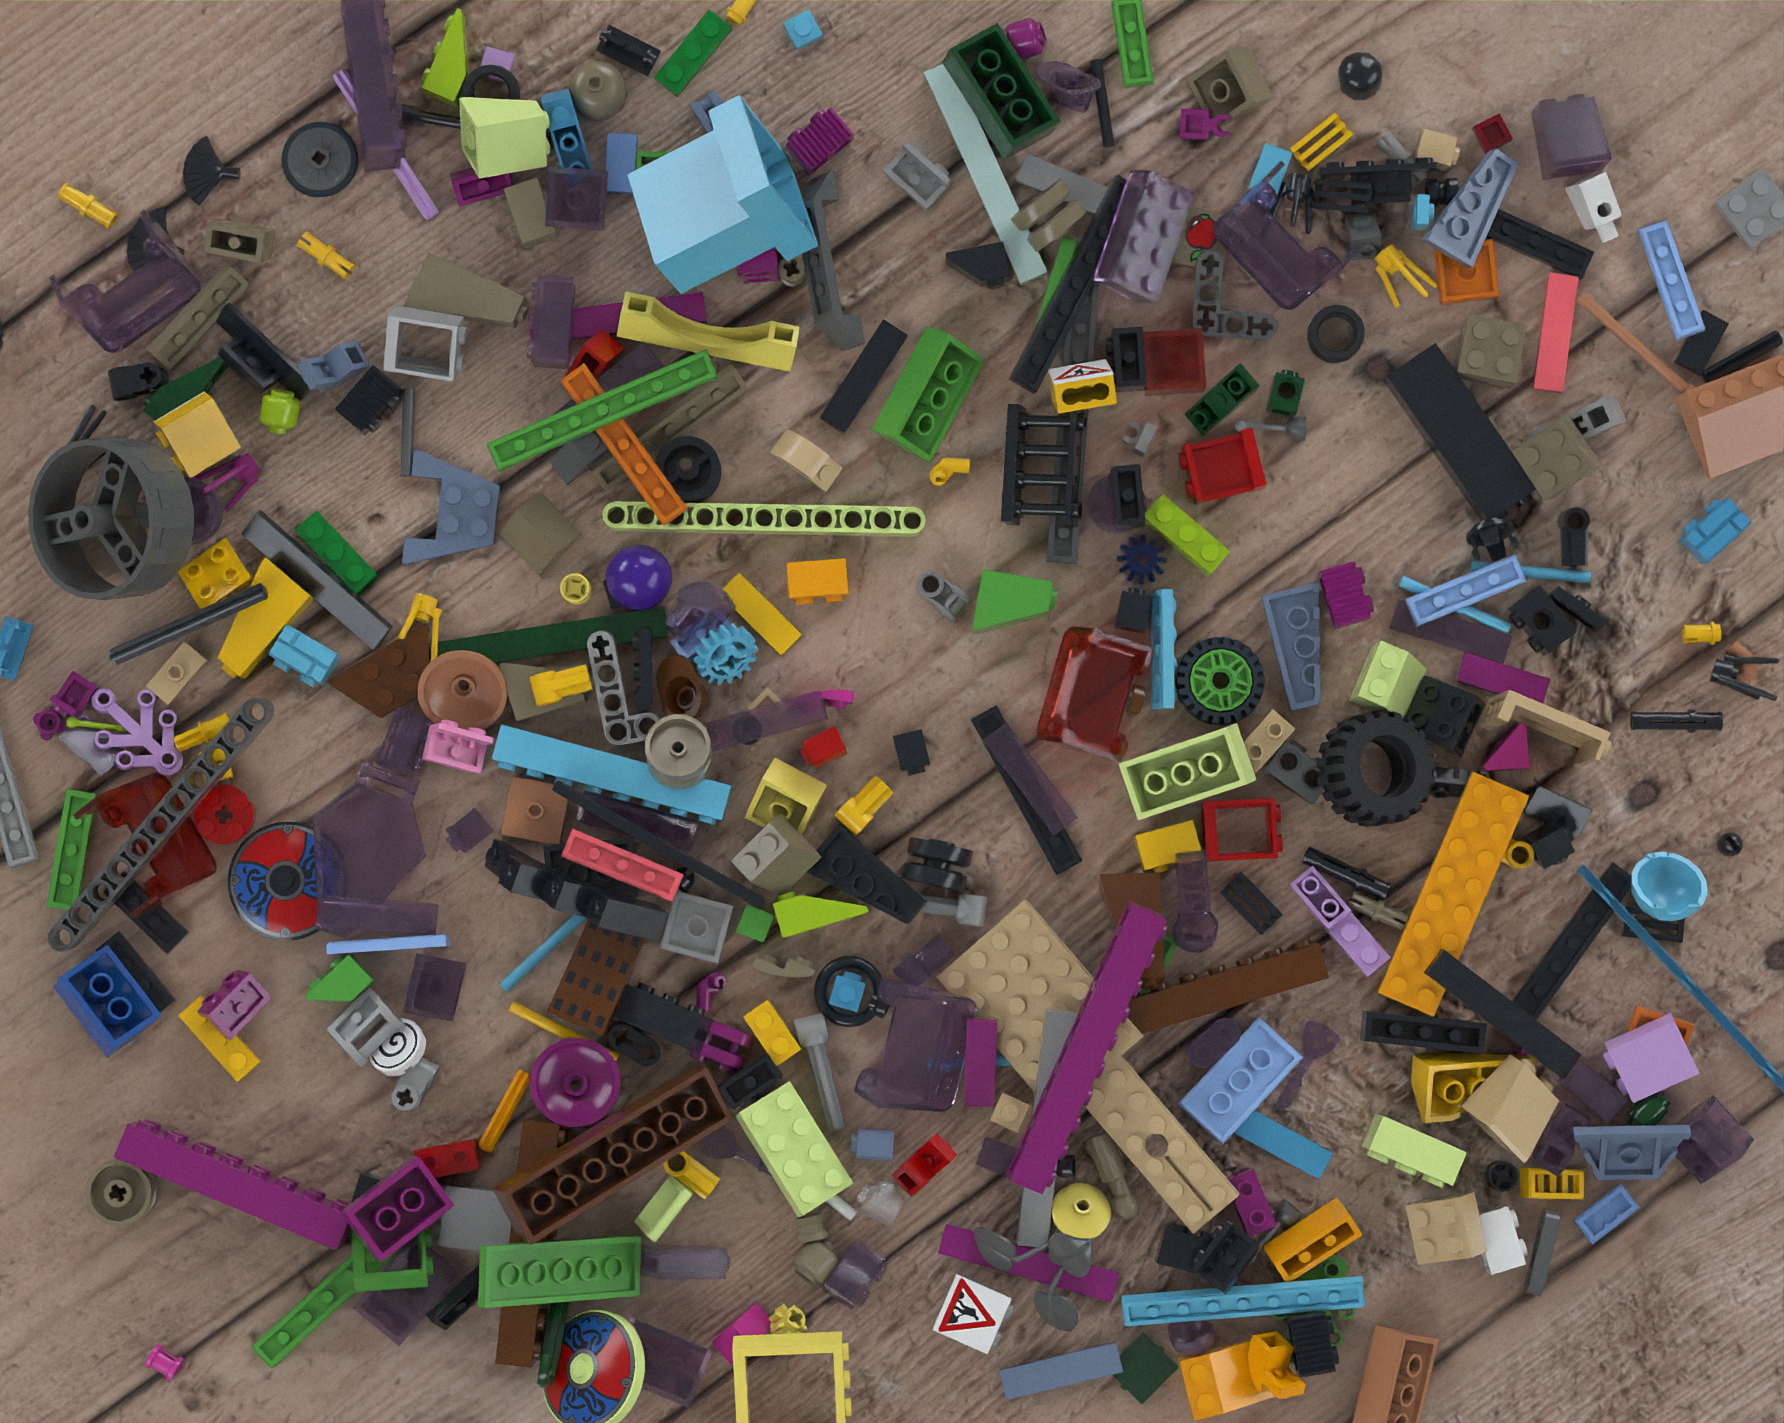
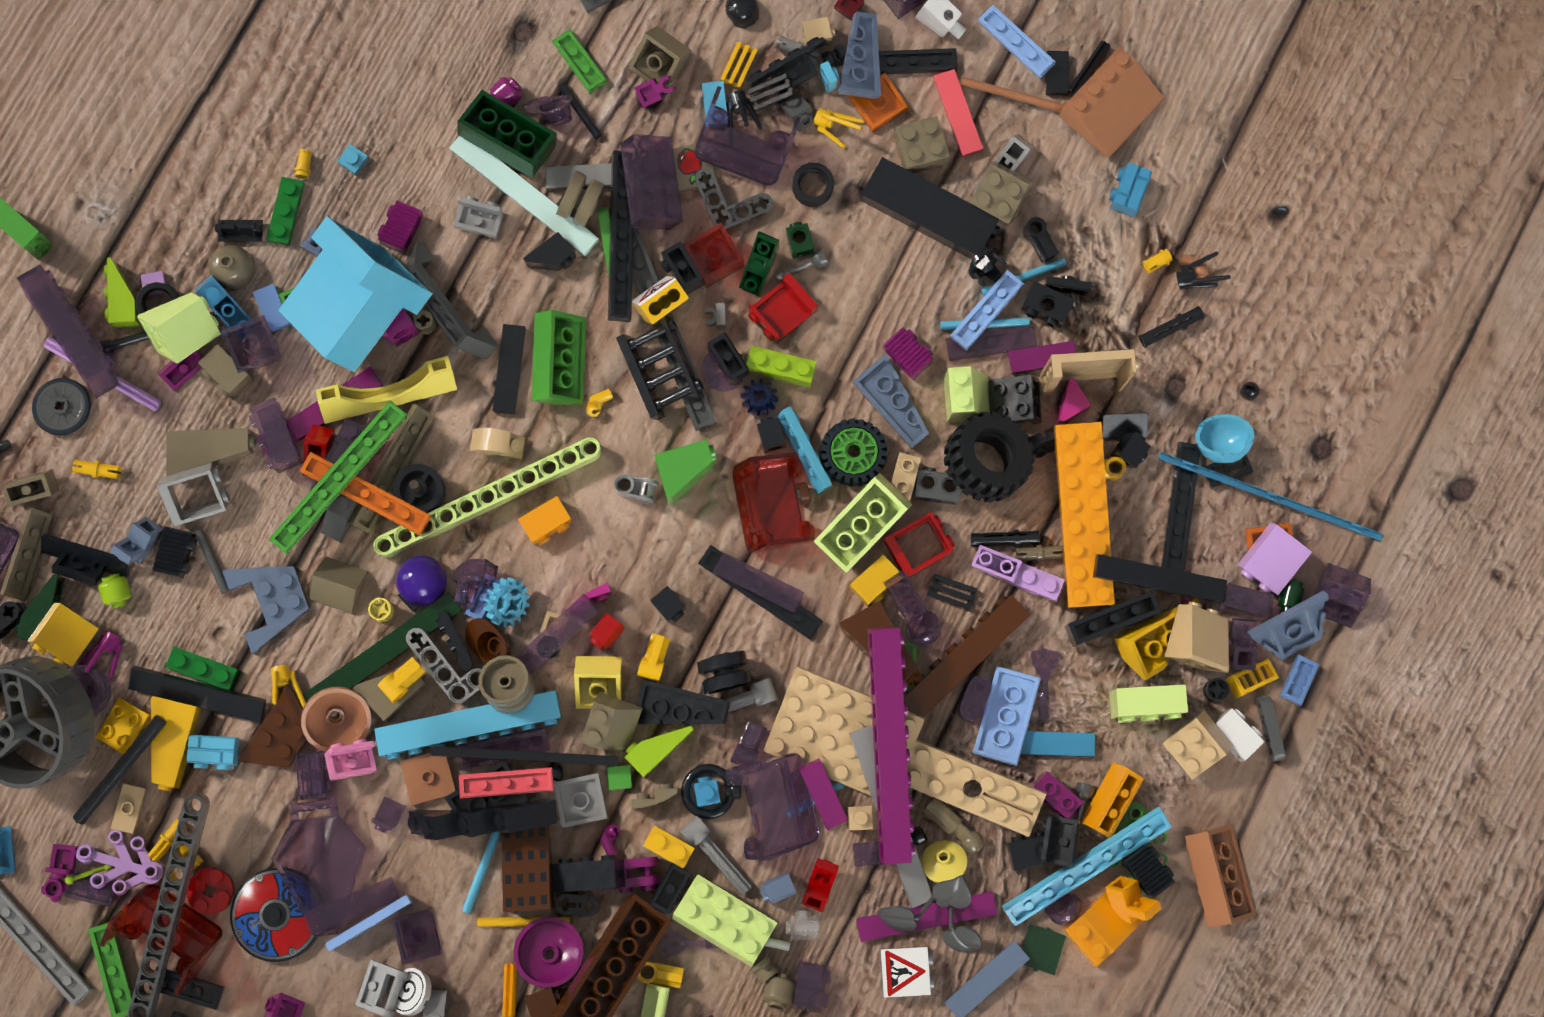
camera: 30 degrees left, 5 degrees down
(343, 983) = (351, 965): bright green slope -> none
(761, 615) = (519, 564): yellow tile -> none

